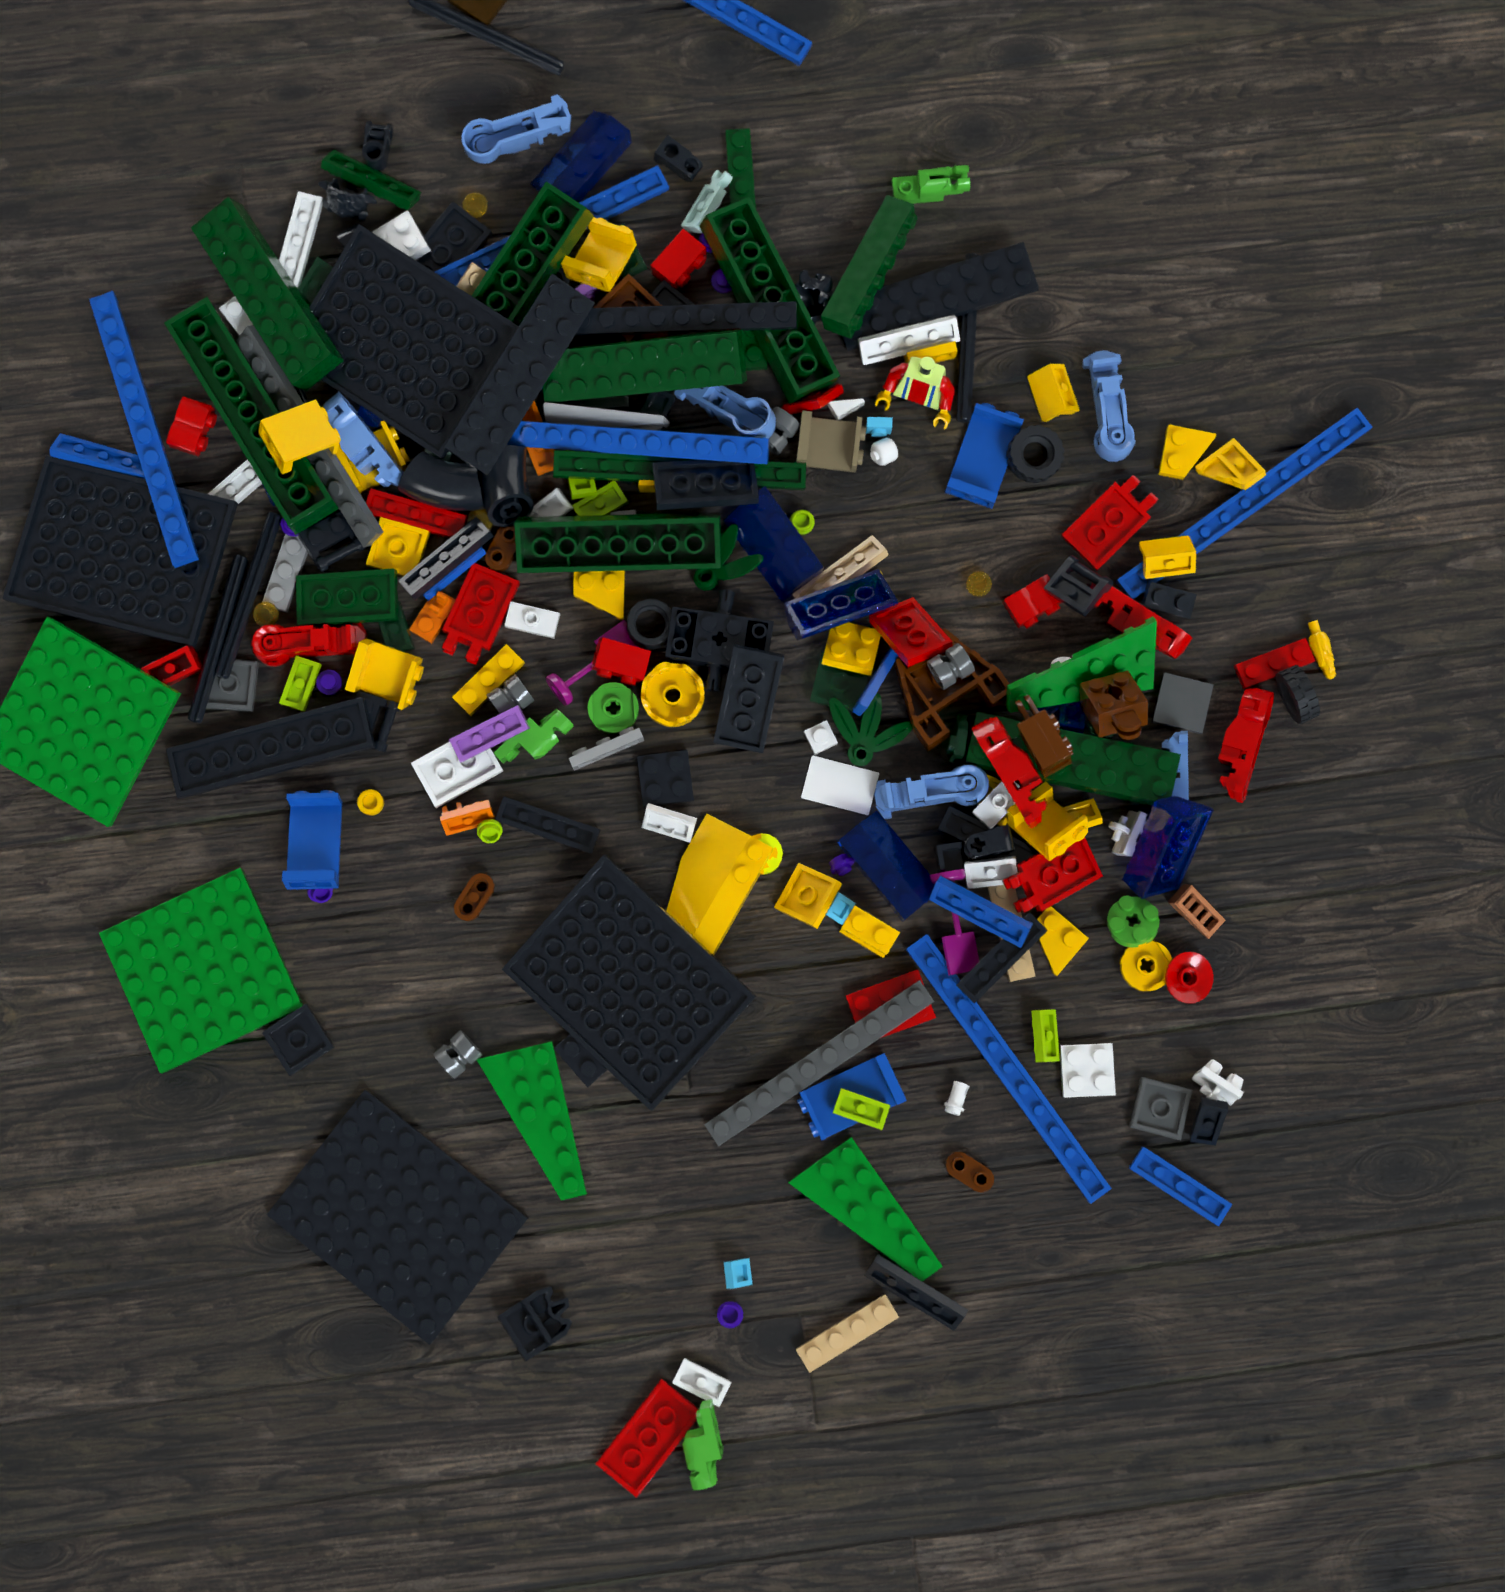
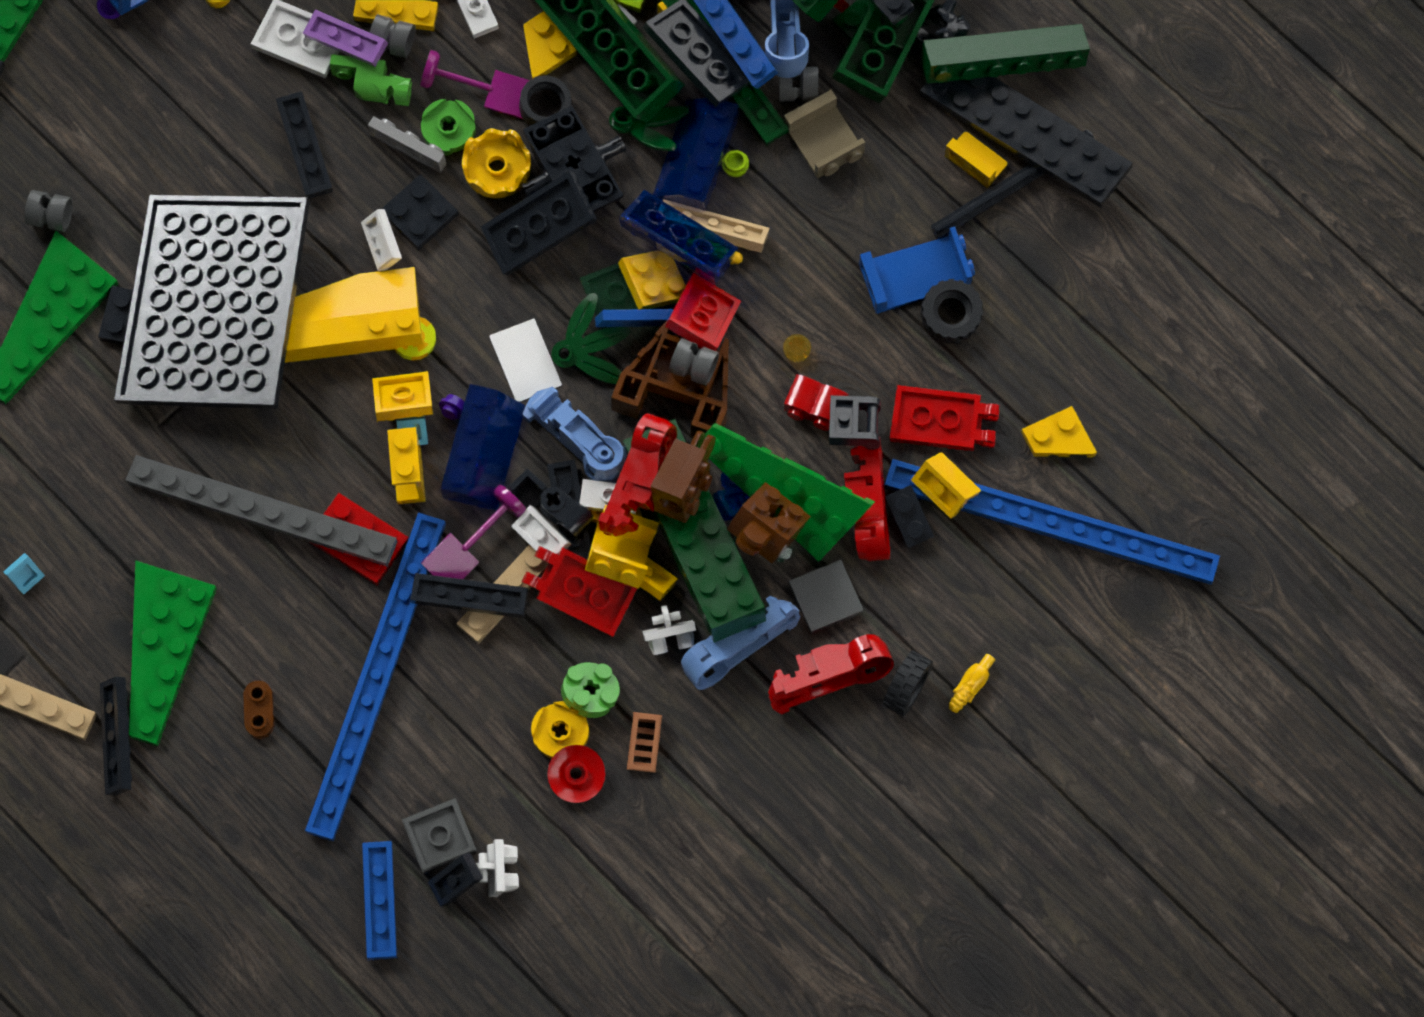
camera: 55 degrees right, 10 degrees down
(465, 817) = (261, 75): orange plate -> none
(473, 896) = (197, 128): reddish brown plate -> none
(489, 830) = (263, 102): lime plate -> none
(620, 661) = (492, 99): red brick -> none
(814, 401) = (852, 97): red tile -> none
(820, 737) = (554, 313): white plate -> none
(845, 407) = (866, 127): white piece -> none
(861, 1109) = (245, 574): lime plate -> none
(870, 1079) = (250, 561): blue panel -> none
(879, 426) = (871, 165): medium azure plate -> none
(884, 451) = (852, 186): white piece -> none
(908, 339) = (971, 134): white plate -> none
(921, 383) = (936, 171): torso -> none
(931, 184) = (1124, 56): bright green plate -> none
(956, 1098) = (316, 651): white pin -> none
(957, 742) = (630, 418): clear green wing -> none
(980, 911) = (495, 544): blue plate -> none
(1045, 1036) = (429, 686): lime plate -> none
(1053, 392) = (1023, 288): yellow panel -> none
(1061, 939) = (527, 639): yellow wing -> none
(1087, 1070) = (426, 747): white plate -> none
(1109, 406) = (1046, 345): medium blue piece -> none
(1166, 846) = (675, 660): clear blue slope -> none
(1232, 466) = (1076, 484): yellow wing -> none
(1269, 664) = (946, 662): red plate -> none

